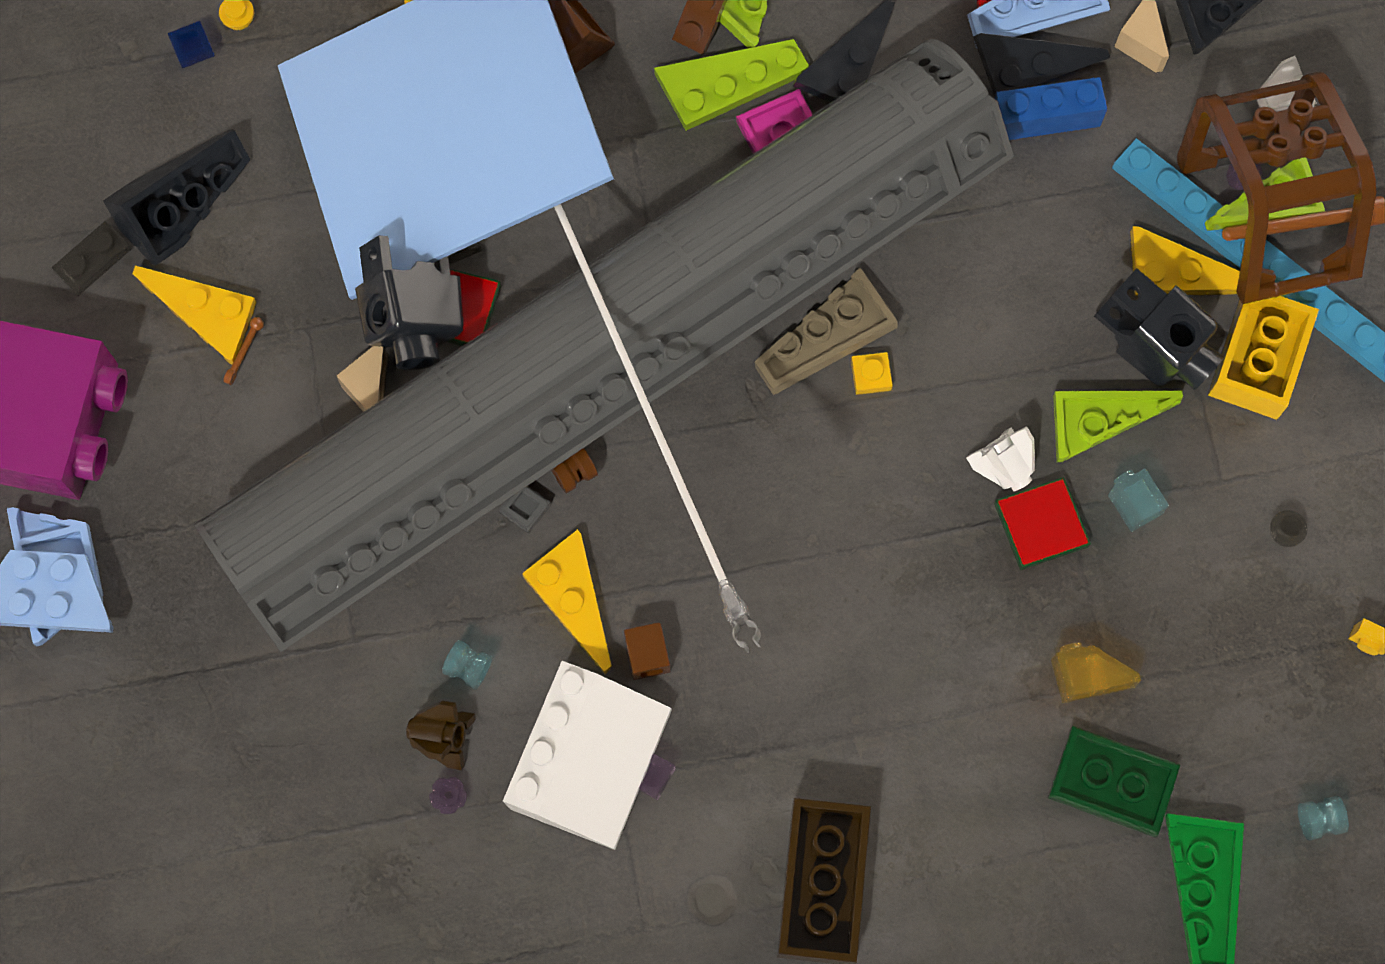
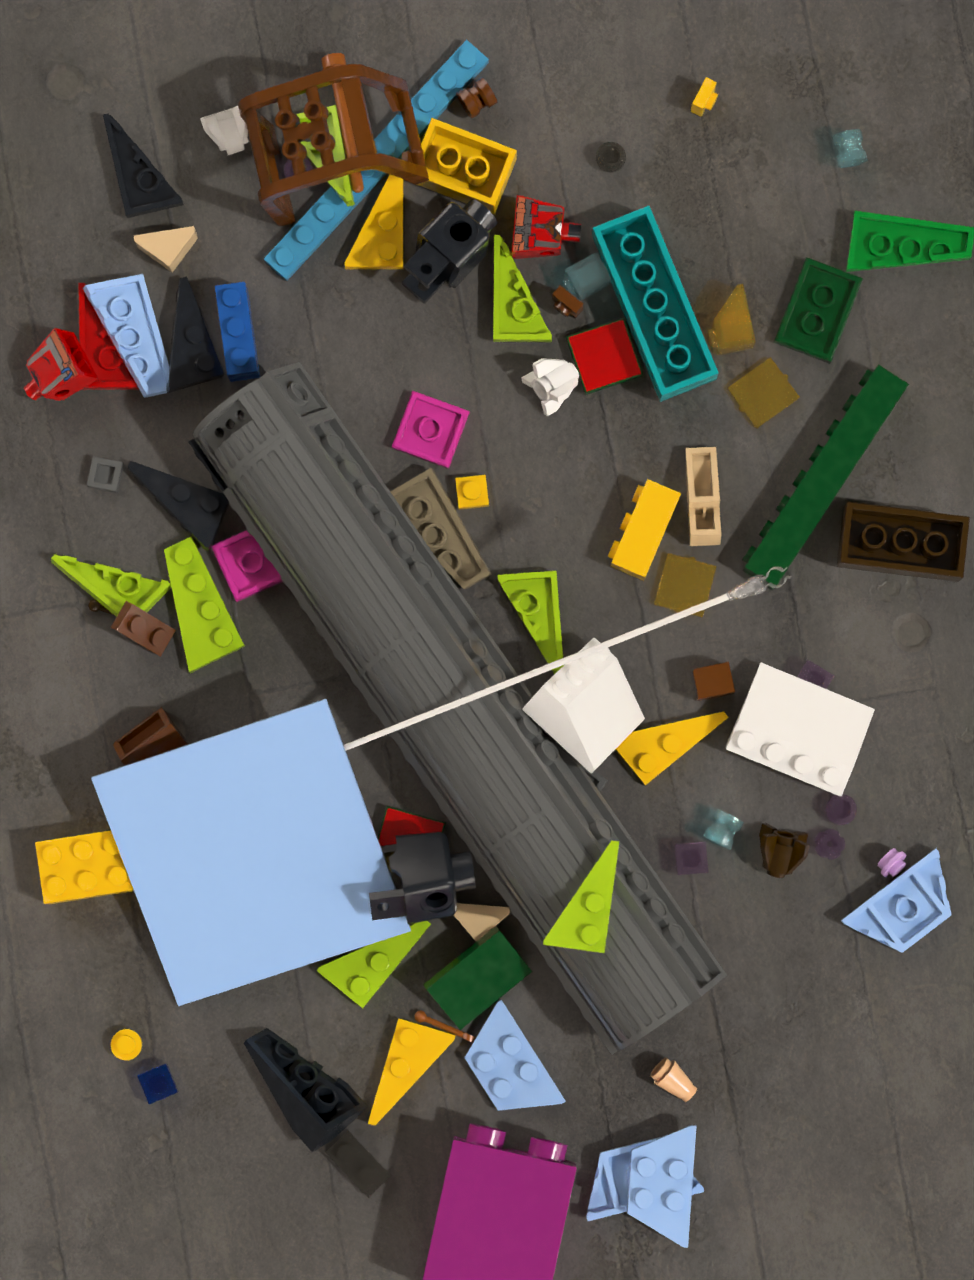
camera: 85 degrees left, 10 degrees up
(168, 608) = (673, 1079): none -> light nougat cone
(195, 423) = (509, 1065): none -> light blue wing
(296, 380) = (477, 978): none -> dark green tile
(313, 265) = (366, 969): none -> lime wing
(346, 465) = (586, 917): none -> lime wing
(368, 888) = (905, 907): none -> light blue wing
(423, 871) = (892, 863): none -> lavender plate
(432, 627) = (691, 858): none -> clear purple plate
(490, 810) = (841, 809): none -> clear purple plate
(610, 489) = (587, 707): none -> white slope
(740, 447) = (537, 604): none -> lime wing
(775, 617) = (684, 584): none -> clear yellow piece
(831, 569) = (643, 529): none -> yellow brick
(874, 639) = (703, 496): none -> tan slope
(905, 788) = (826, 475): none -> dark green brick
(944, 326) = (430, 429): none -> dark pink tile
(1006, 715) = (763, 393): none -> clear yellow piece
(1104, 475) = (566, 303): none -> reddish brown plate
(1109, 576) = (654, 303): none -> teal brick
(1192, 444) = (540, 229): none -> torso
(1344, 362) = (476, 97): none -> reddish brown wheel

